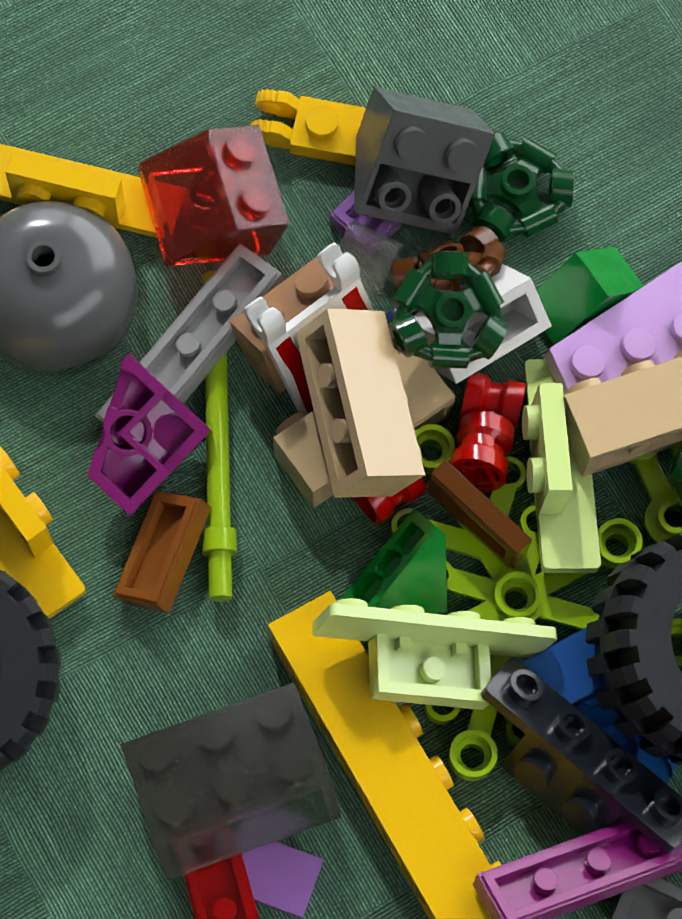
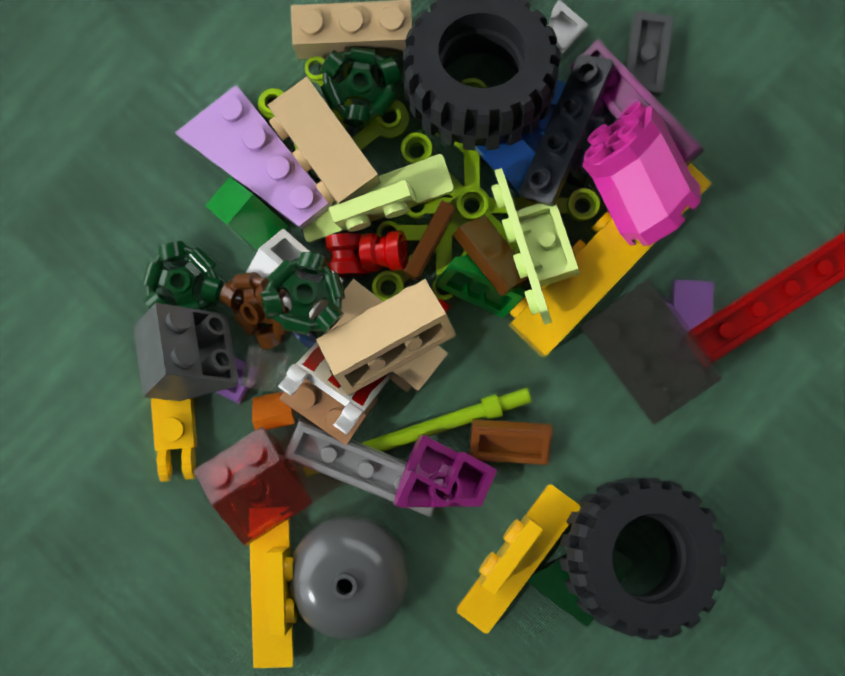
camera: 100 degrees left, 15 degrees up
(302, 243) = (271, 412): none -> orange tile
(442, 586) = (490, 254): none -> reddish brown tile
(490, 817) = (641, 175): none -> dark pink brick

